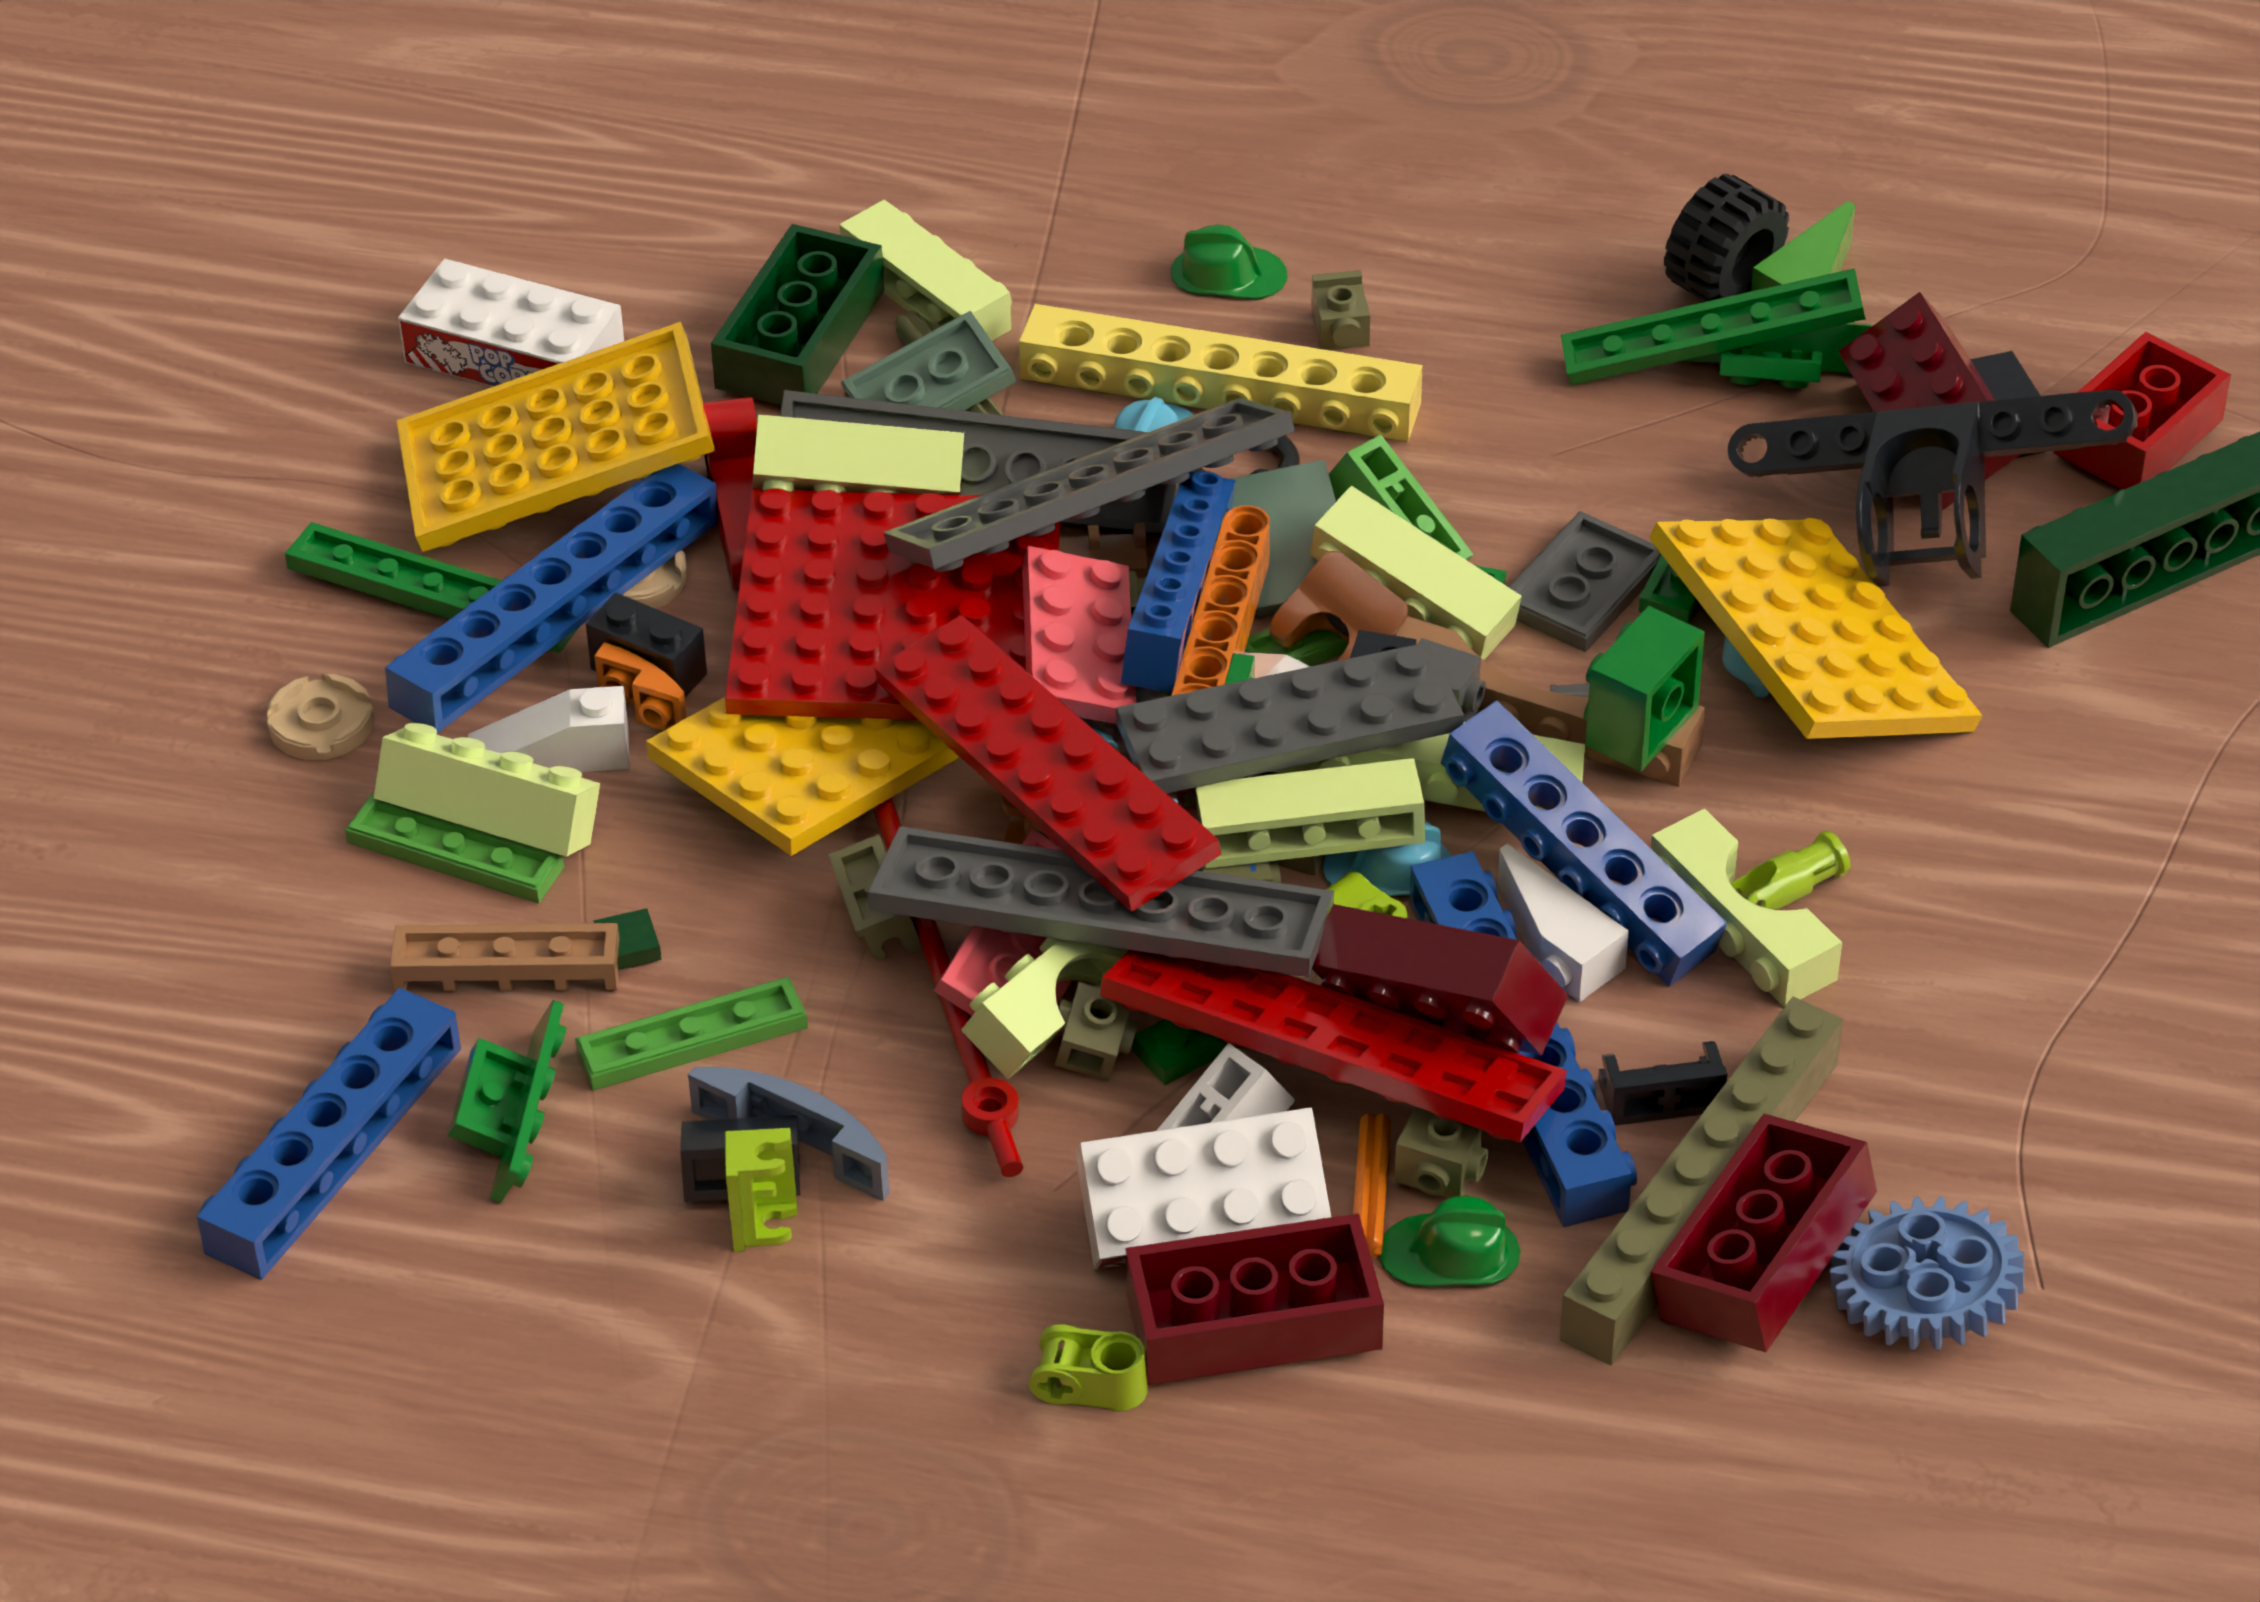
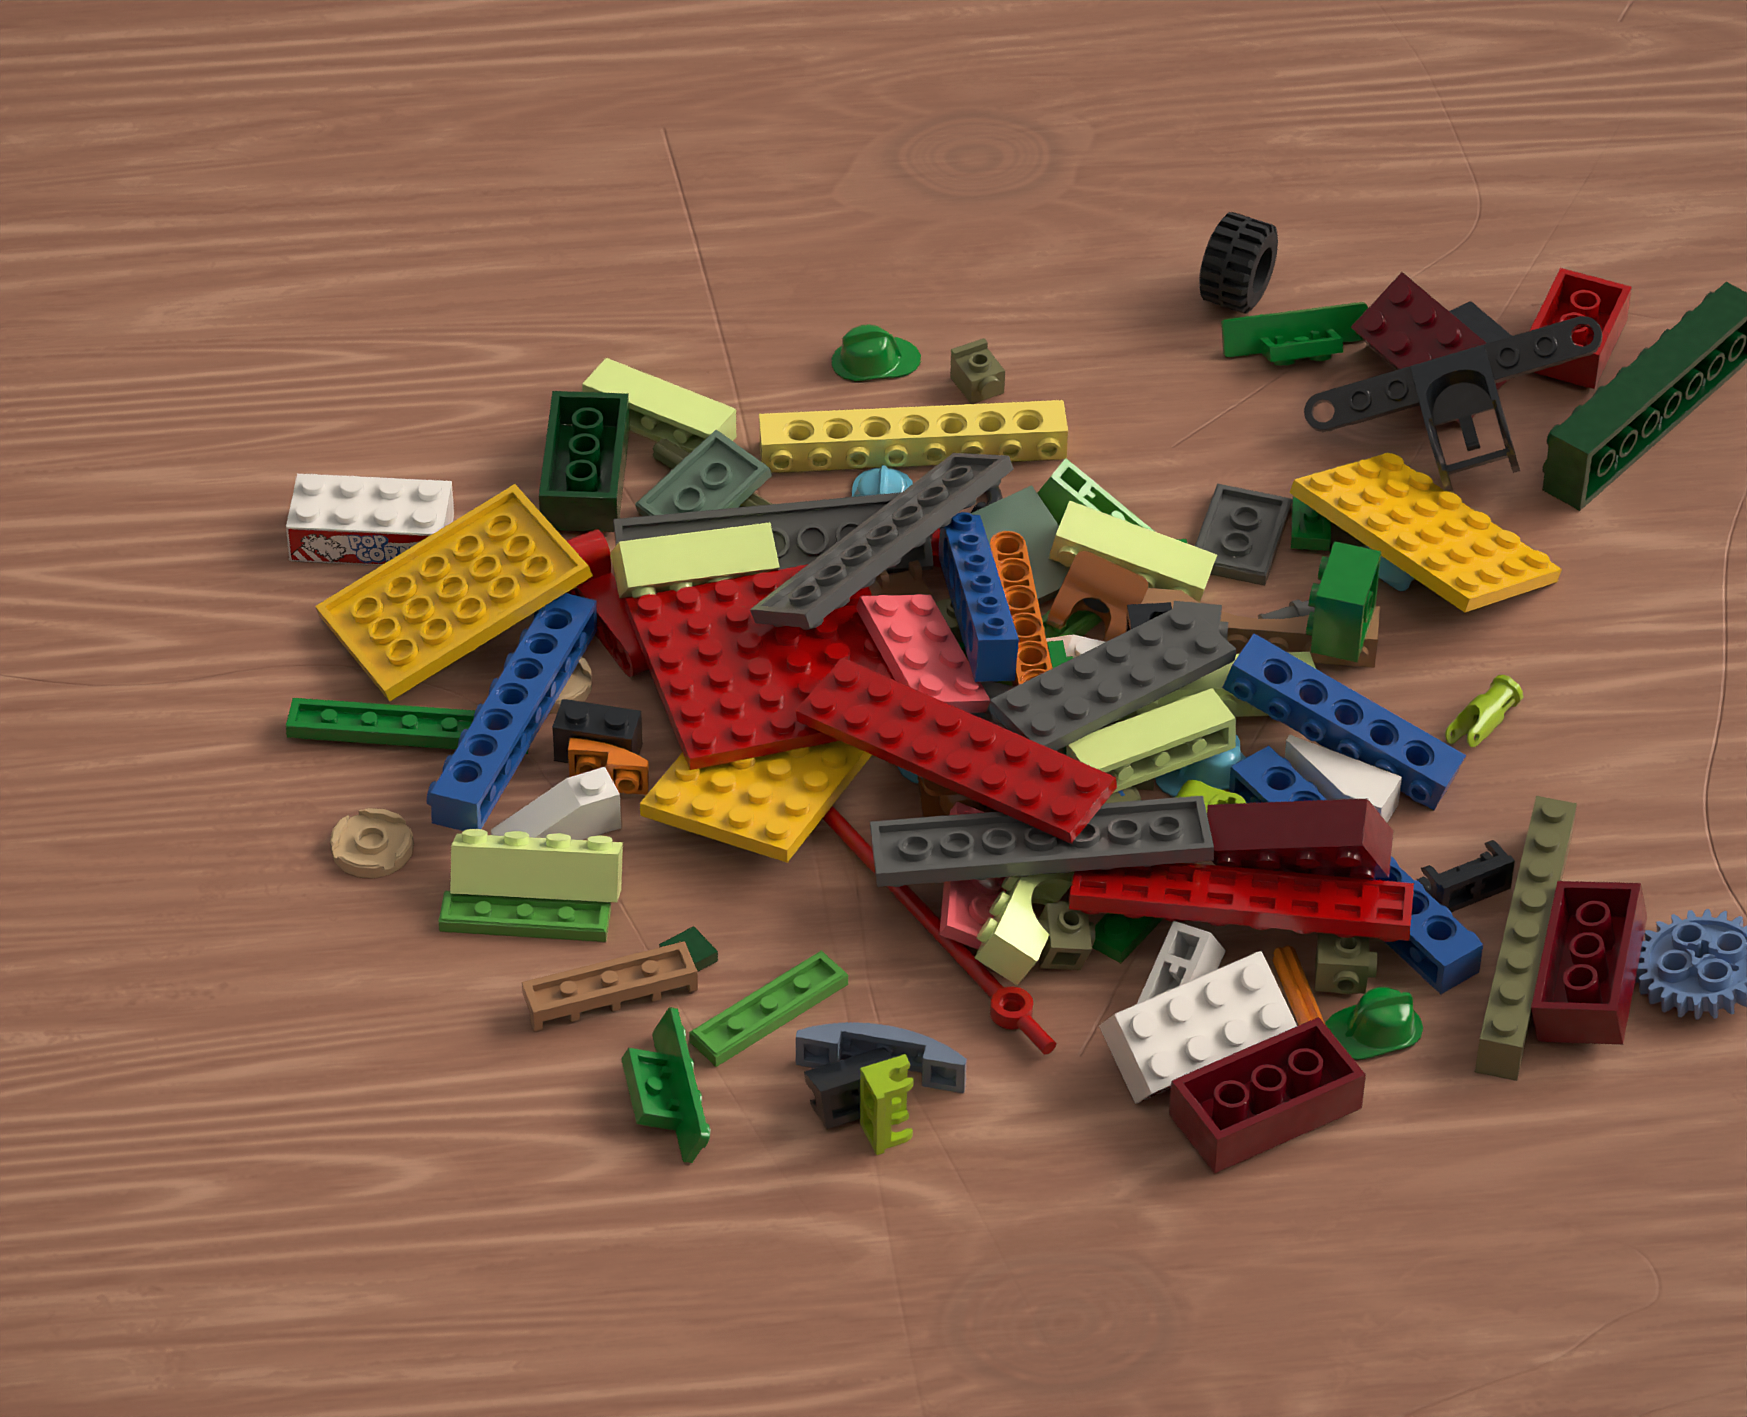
camera: 20 degrees left, 0 degrees up
(328, 1133) = (547, 1143): blue brick -> none
(855, 871) = (855, 874): olive hinge -> none
(1093, 1368) = (1176, 1170): lime piece -> none
(1712, 326) = (1255, 327): green plate -> none
(1781, 949) = (1503, 765): yellowish green arch -> none
(1811, 254) = (1293, 275): bright green slope -> none

